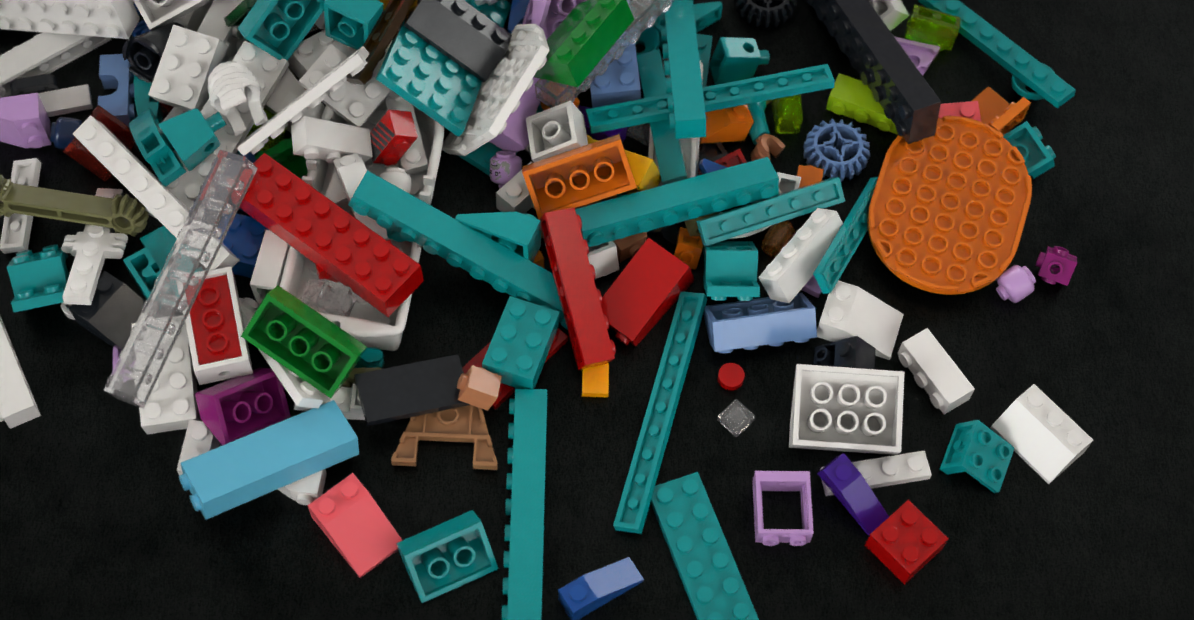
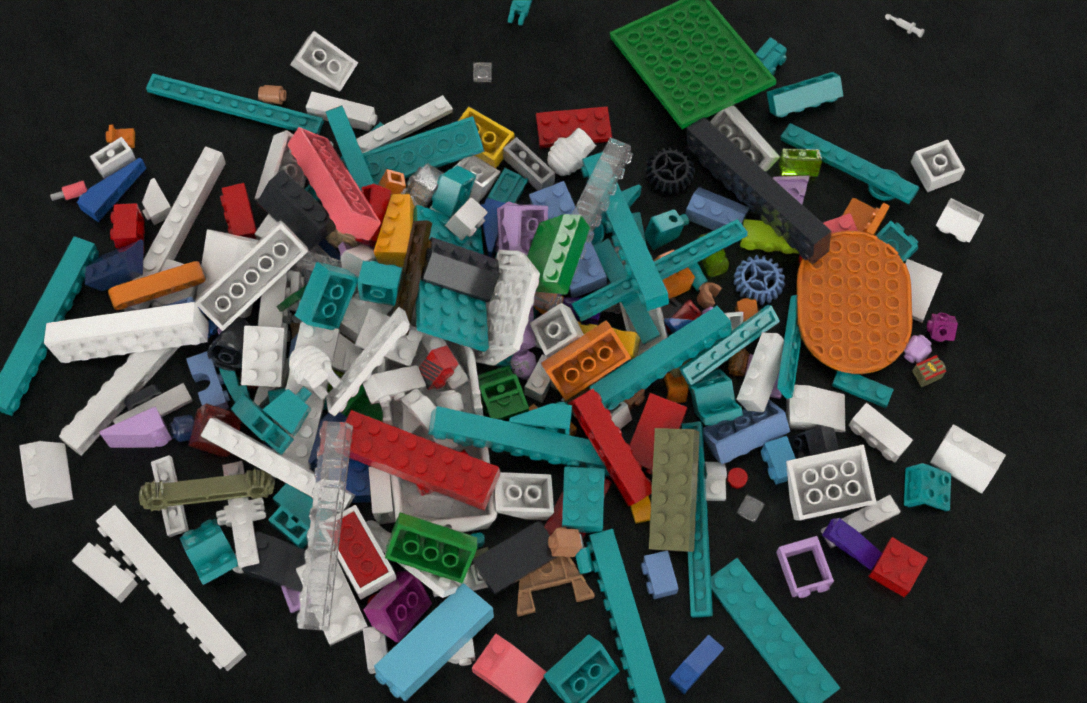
camera: 15 degrees left, 5 degrees up
(447, 318) = (524, 495): none -> white slope
(463, 190) = (502, 394): none -> green bracket
(499, 415) = (584, 559): none -> teal piece
(590, 464) = (659, 574): none -> medium blue brick
(640, 362) = (674, 489): none -> olive brick
(700, 373) = (715, 481): none -> white slope
(785, 357) = (776, 454): none -> dark azure brick
(797, 50) = (714, 210): none -> medium blue slope
(930, 312) = (863, 388): none -> teal plate
(1023, 314) = (929, 370): none -> olive brick
(1045, 214) = (923, 286): none -> white tile
(1109, 75) = (937, 165): none -> white brick
(1118, 147) = (959, 220): none -> white slope

